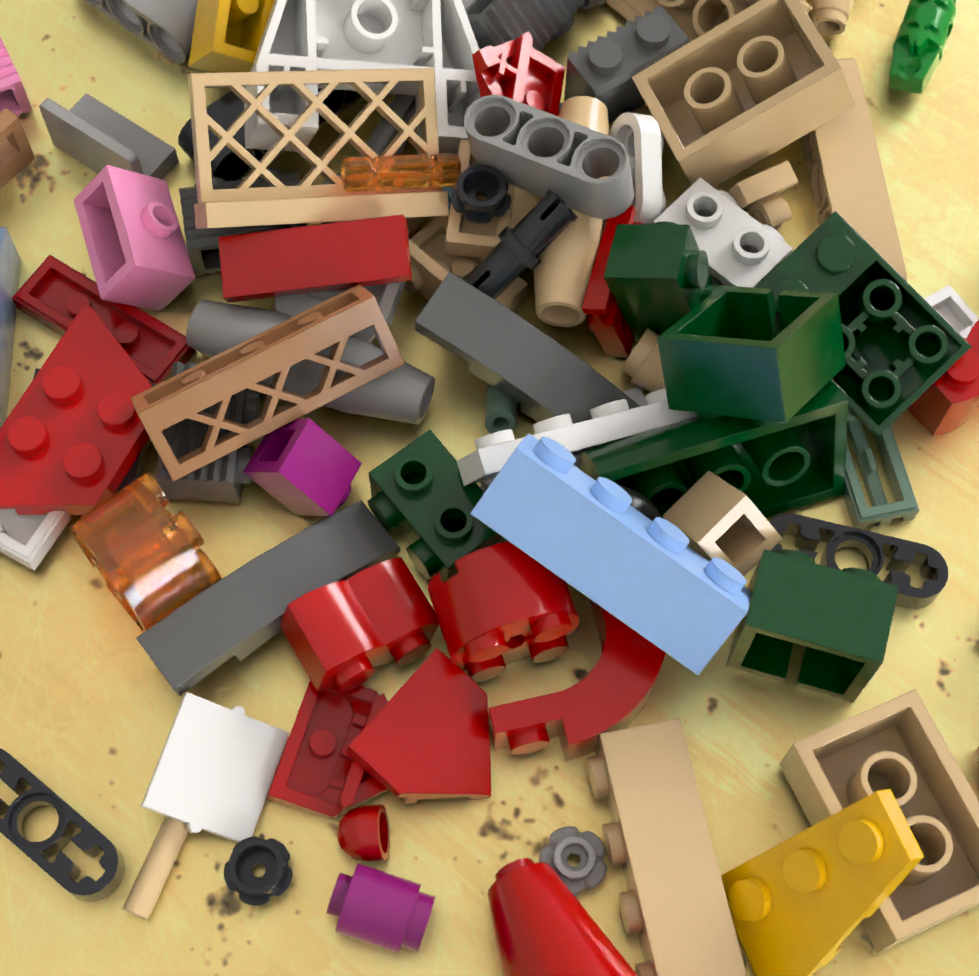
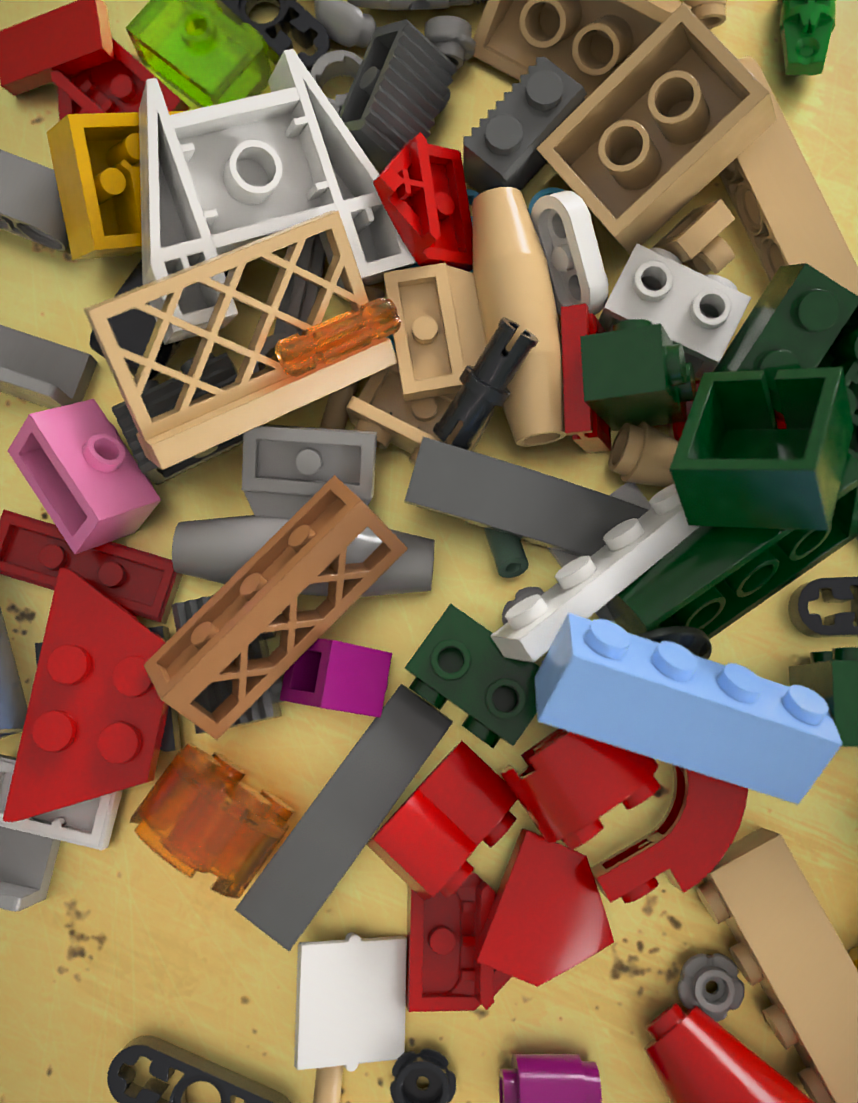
camera: 10 degrees left, 15 degrees up
(315, 258) = (280, 459): red tile -> none
(365, 833) = (511, 1020): red hinge -> none
(482, 181) = (427, 320): black plate -> none
(523, 138) = (467, 257): light grey beam -> none
(723, 523) = (772, 634): tan brick -> none

